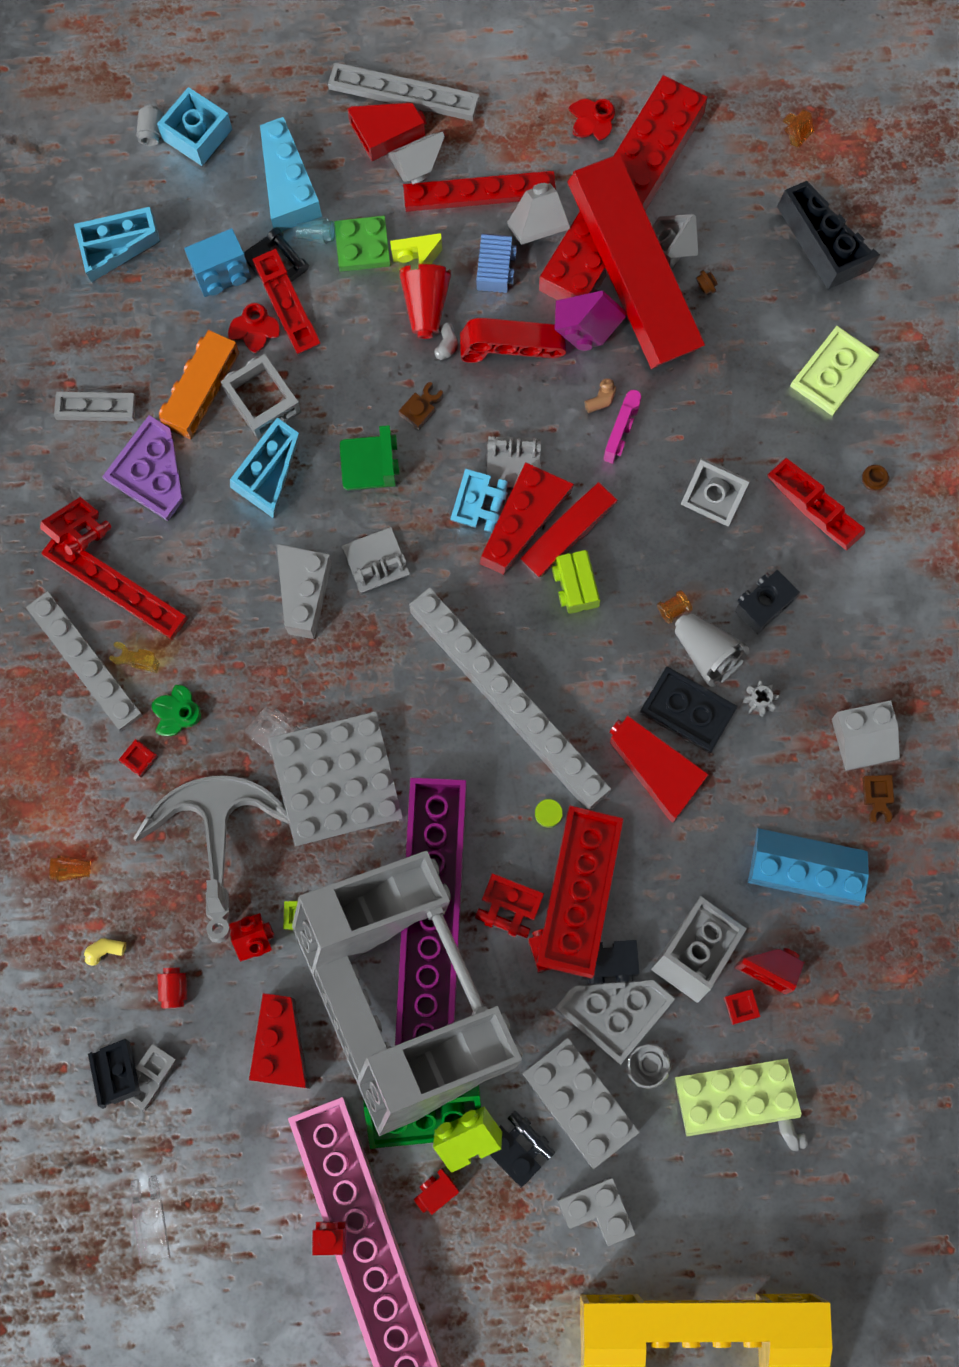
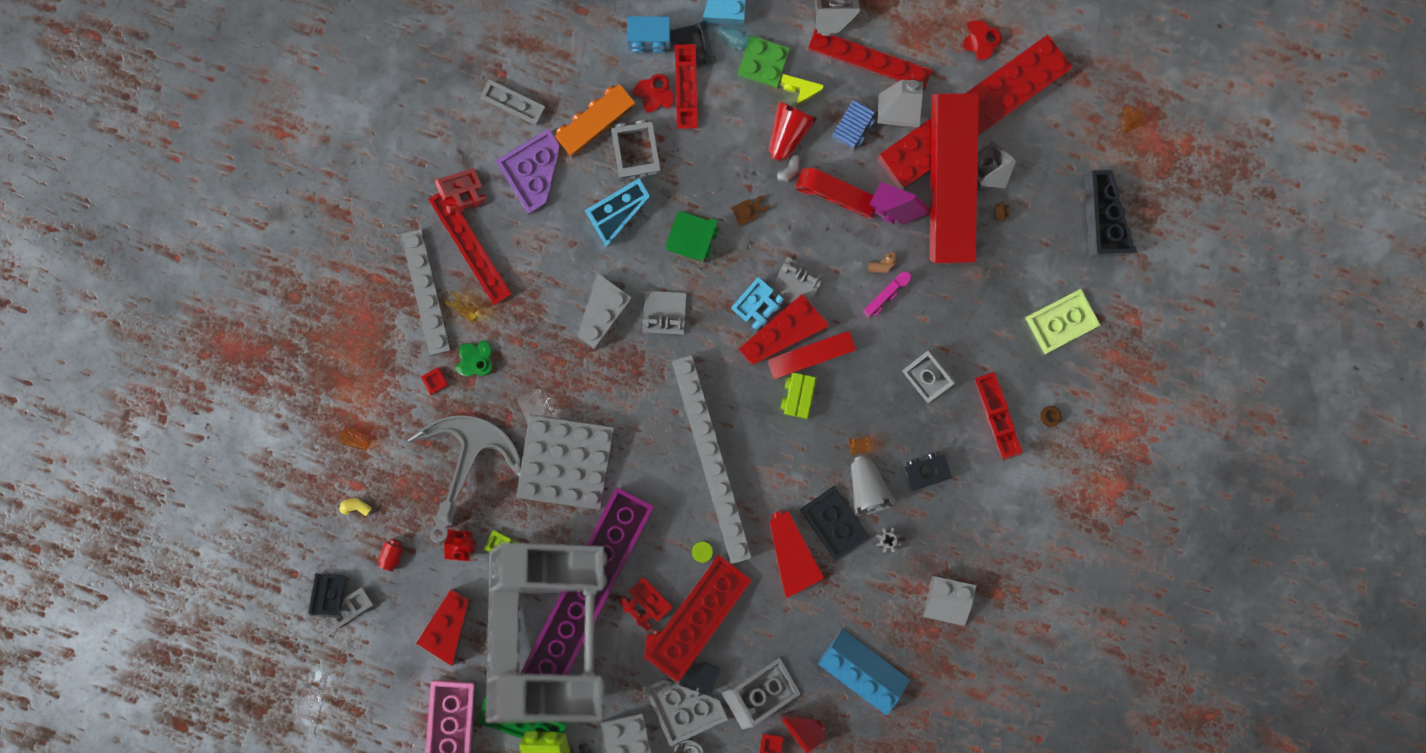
camera: 15 degrees right, 10 degrees up
(878, 793) = (936, 643): reddish brown plate -> none

